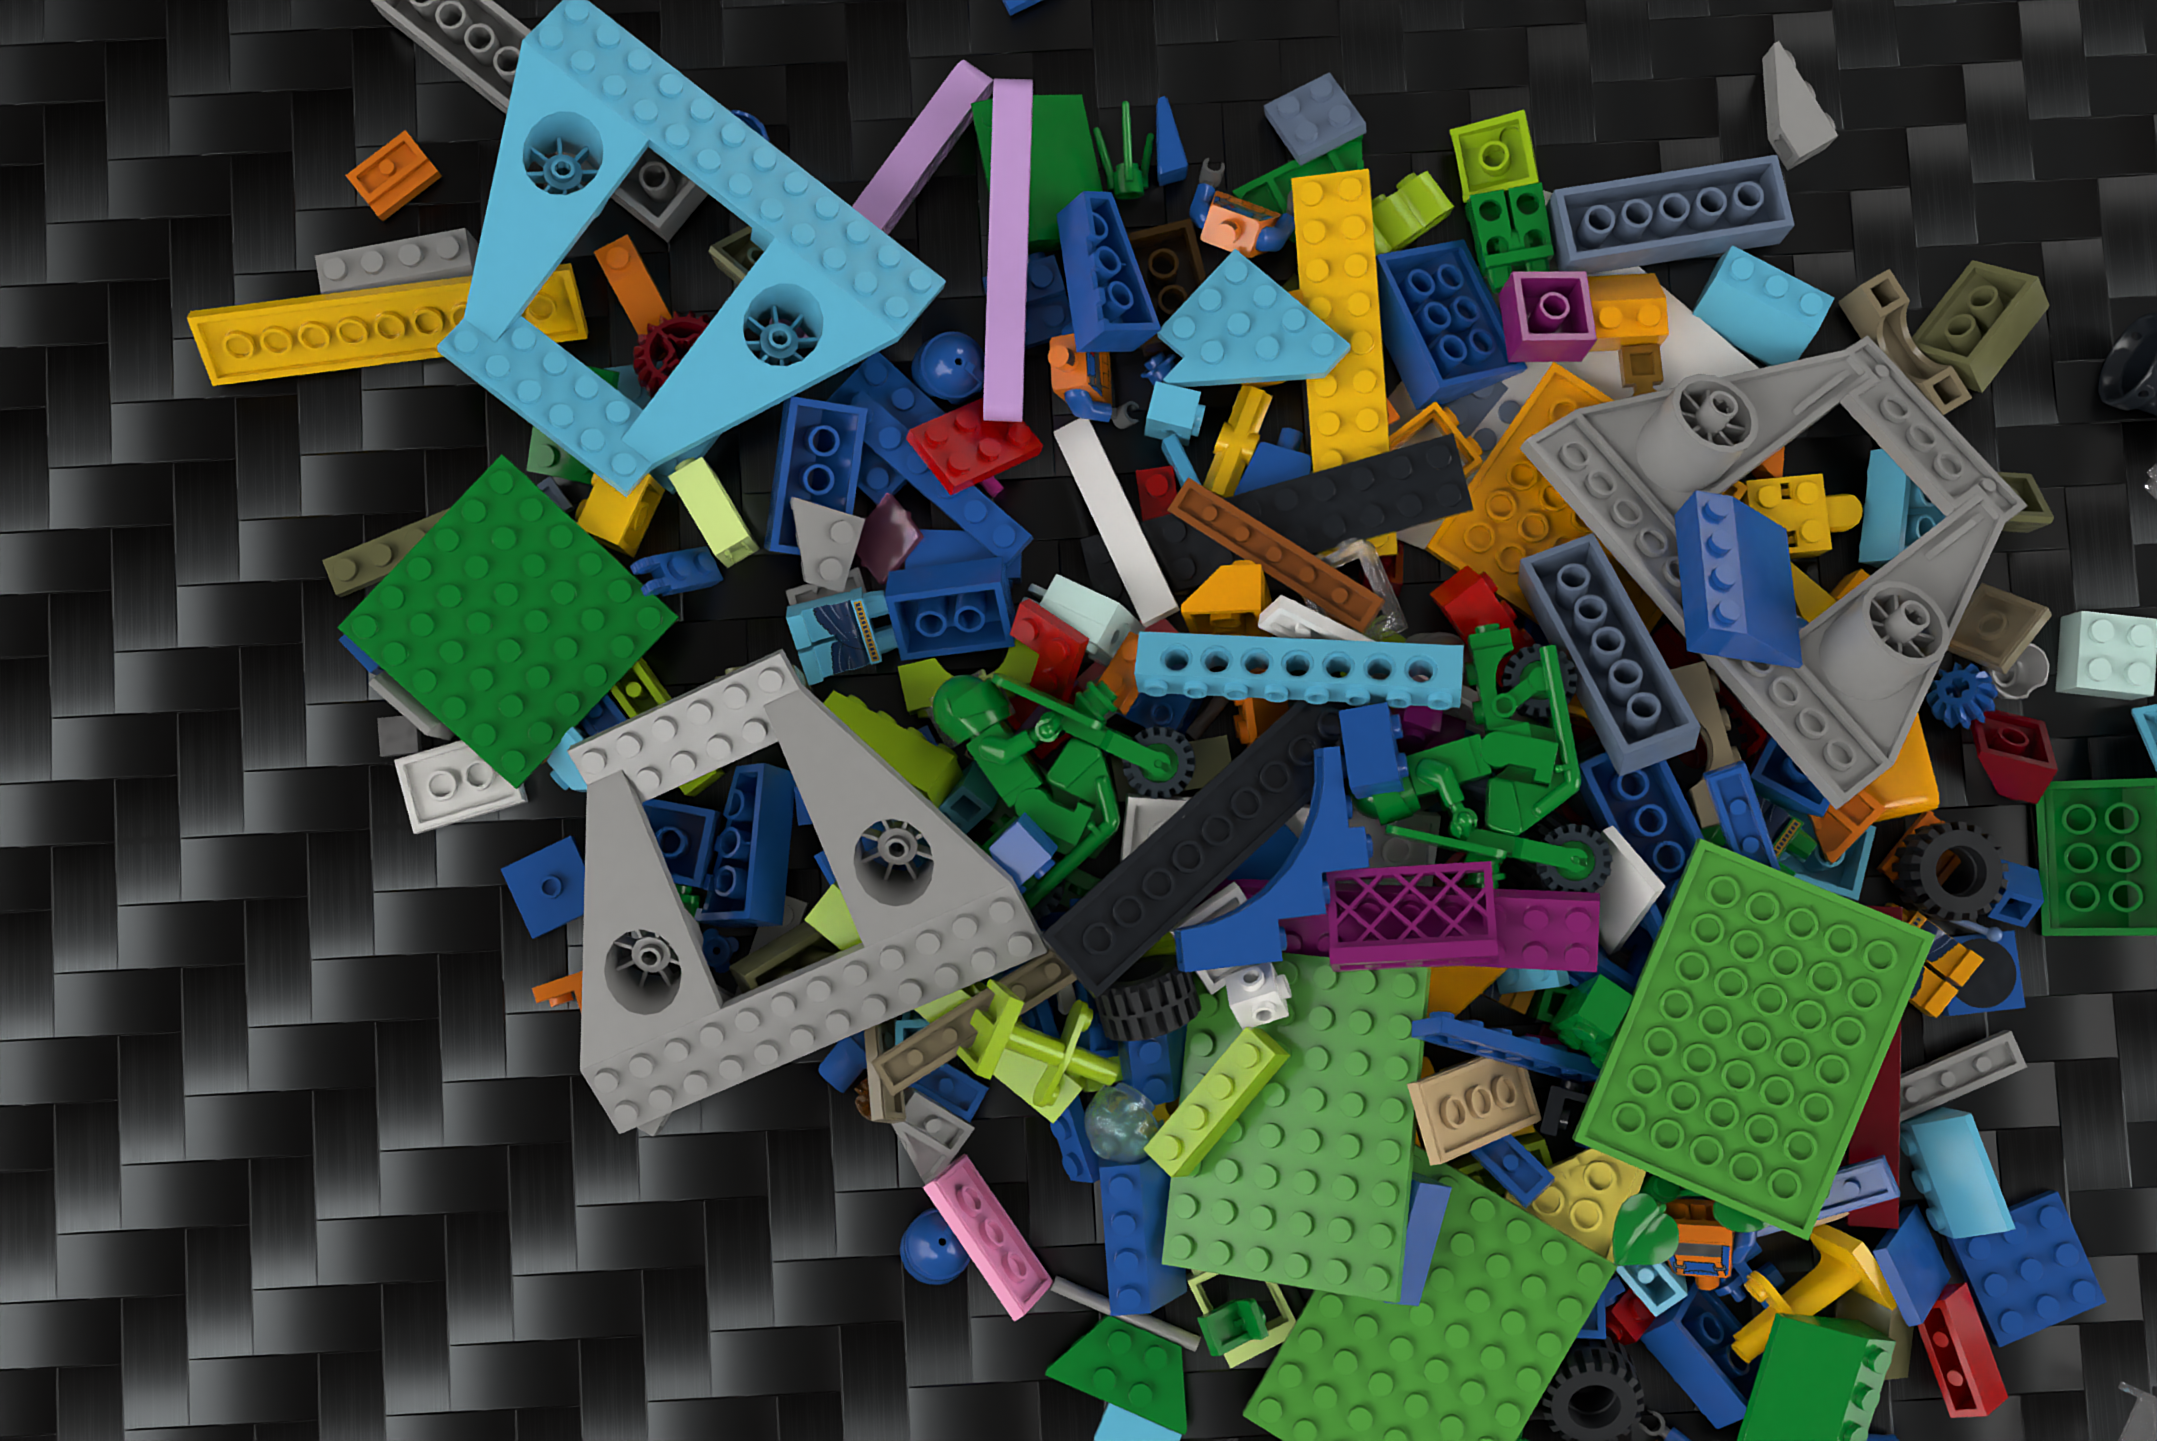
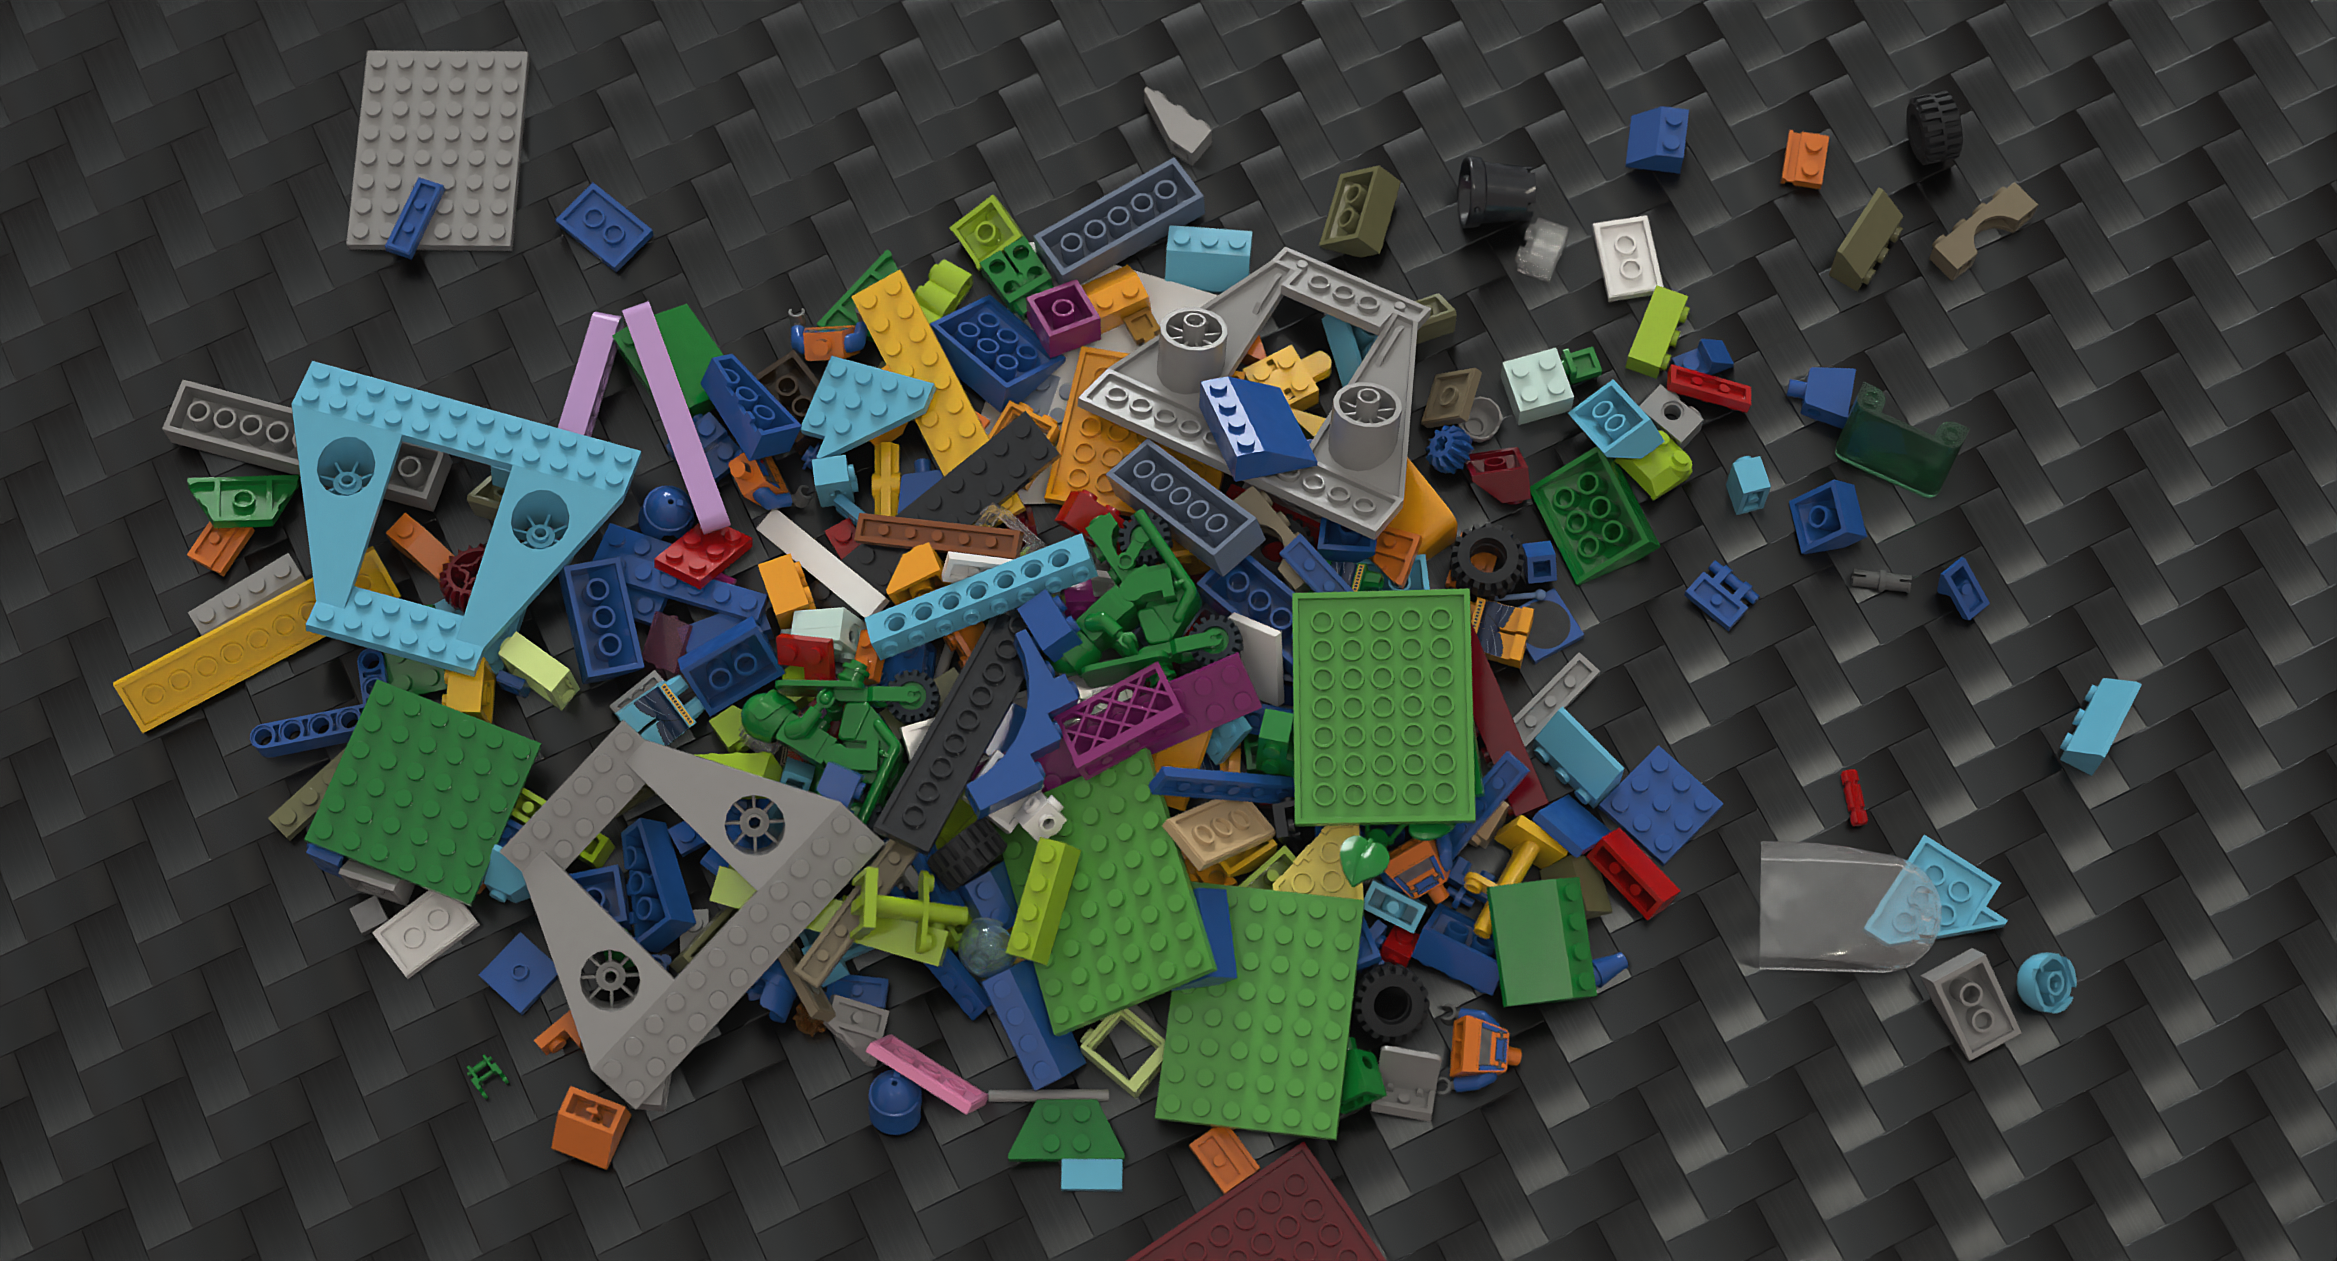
camera: 20 degrees left, 15 degrees down
(436, 131) = (243, 499): none -> green wing
(448, 471) = (310, 724): none -> blue beam
(451, 1001) = (478, 1081): none -> green piece
(560, 1121) = (589, 1127): none -> orange slope
(678, 512) = (513, 684): none -> blue tile
(678, 571) = (528, 718): blue hinge -> none
(825, 543) = (626, 657): light grey wing -> none
(1056, 538) = (786, 588): none -> light orange brick
(1128, 180) = (740, 345): green plant -> none
(1171, 159) = (764, 317): blue slope -> none
(1233, 1325) = (1122, 1057): green bracket -> none
(1315, 118) = (854, 256): sand blue plate -> none
(1514, 1168) = (1266, 866): blue plate -> none
(1880, 312) = (1287, 228): dark tan arch -> none

